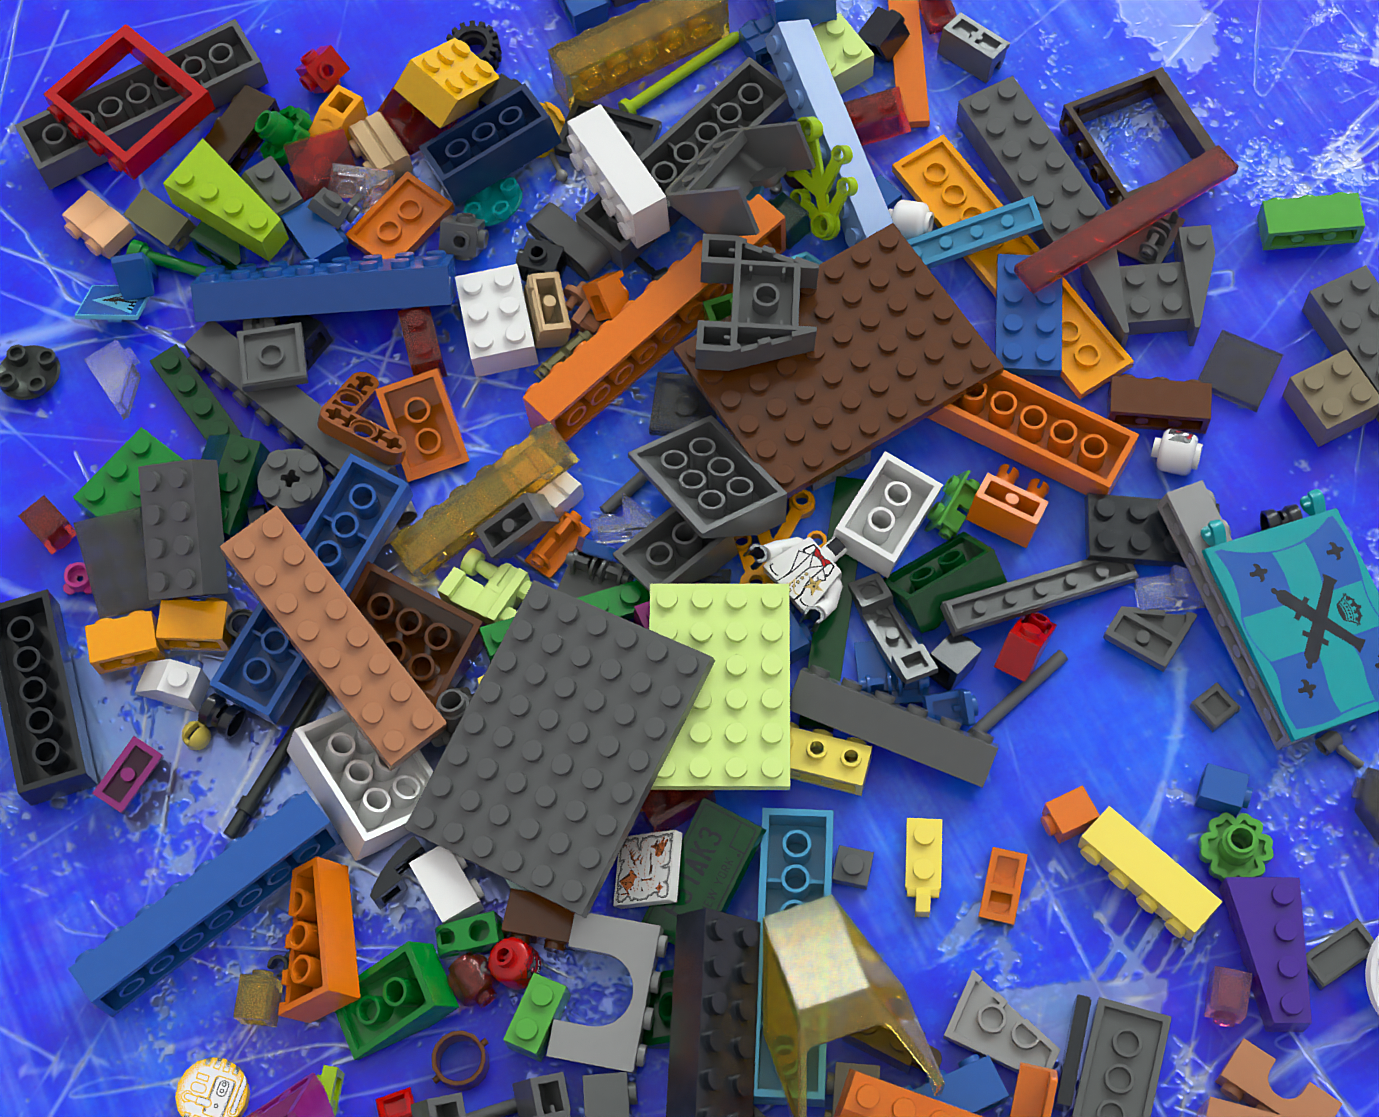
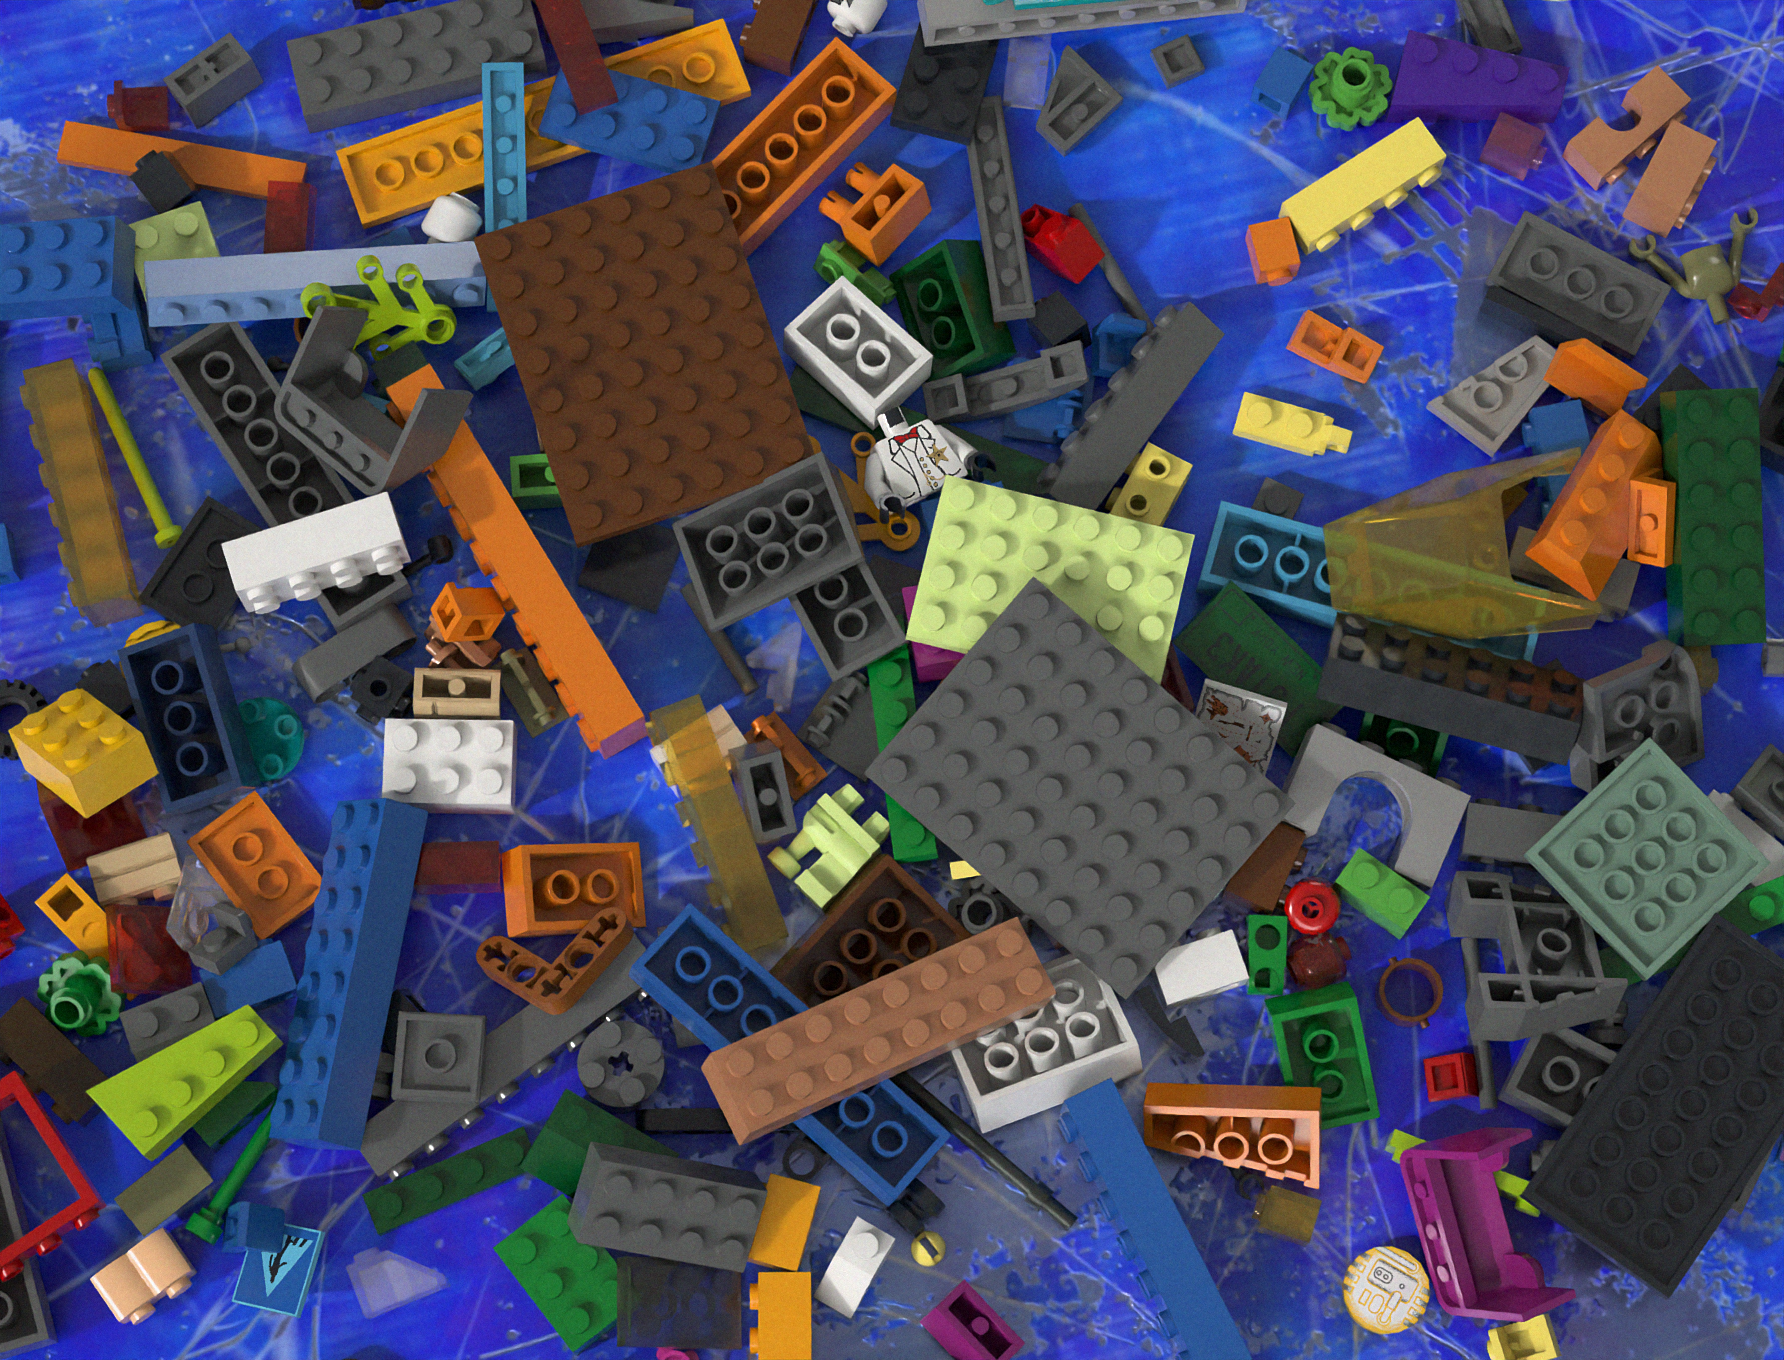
camera: 85 degrees left, 10 degrees up
(463, 236) = (312, 785): dark grey brick -> none
(595, 548) = (808, 707): blue tile -> none
(762, 304) = (563, 413): dark grey wedge -> none

